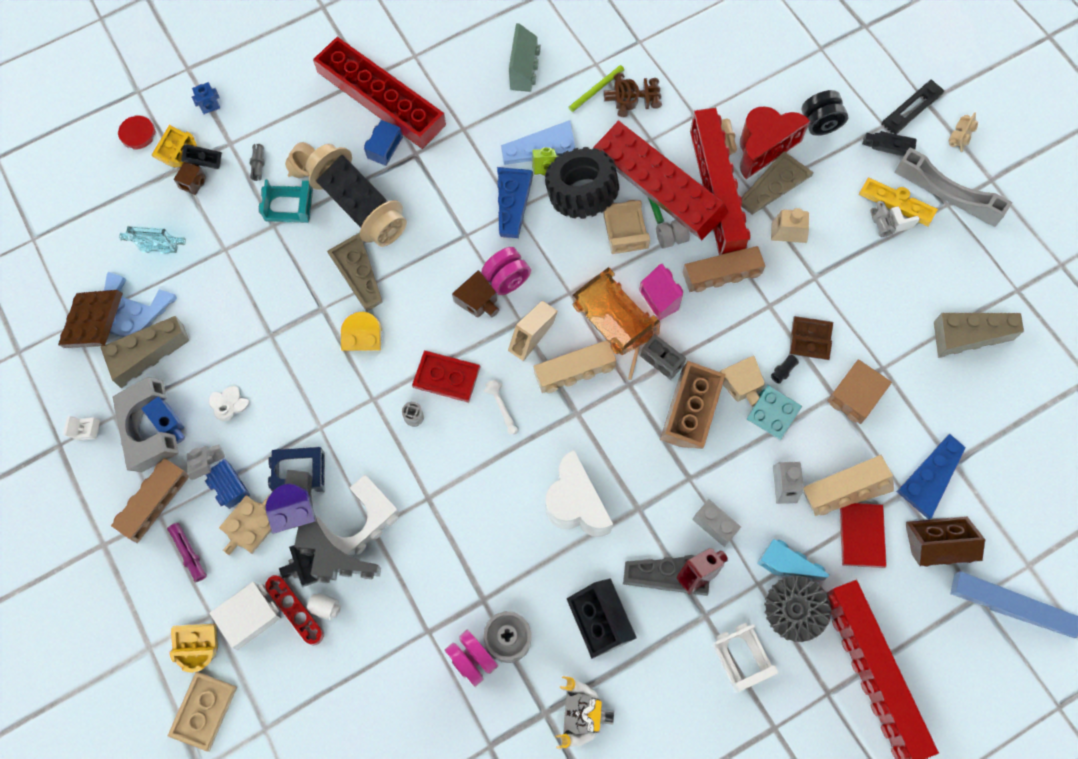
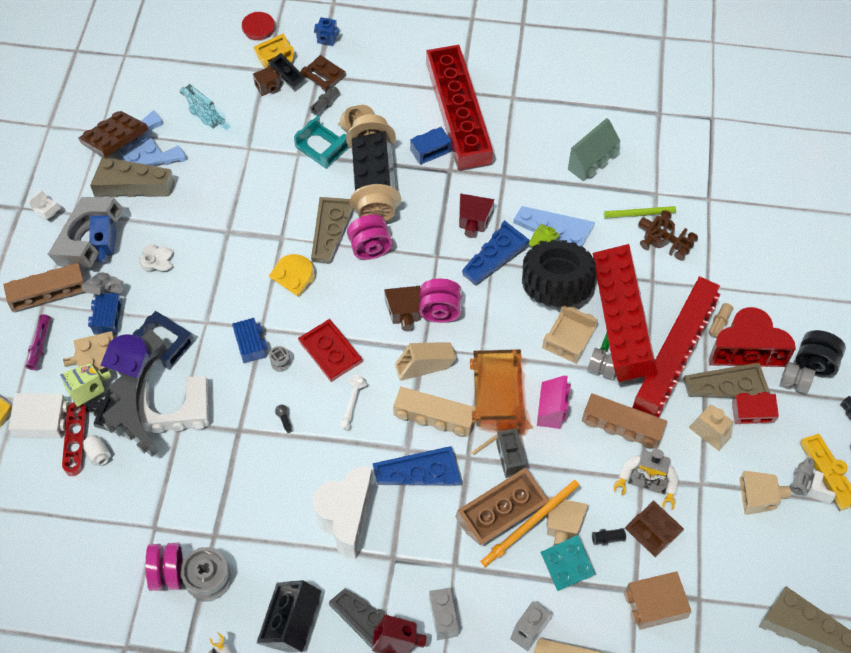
camera: 35 degrees right, 10 degrees down
(234, 134) = (326, 70): none -> reddish brown plate
(263, 558) = (84, 383): none -> yellowish green torso
(372, 416) = (249, 340): none -> blue brick
(402, 257) = (369, 237): none -> dark pink wheel
(451, 457) = (282, 412): none -> piece
(468, 178) = (474, 213): none -> dark red torso
(602, 421) = (423, 468): none -> blue wing
(715, 440) = (499, 549): none -> light orange bar
(776, 296) = (650, 472): none -> torso
(809, 191) = (755, 408): none -> red brick
(816, 144) = (797, 377): none -> light grey wheel
(863, 253) = (761, 492): none -> tan torso

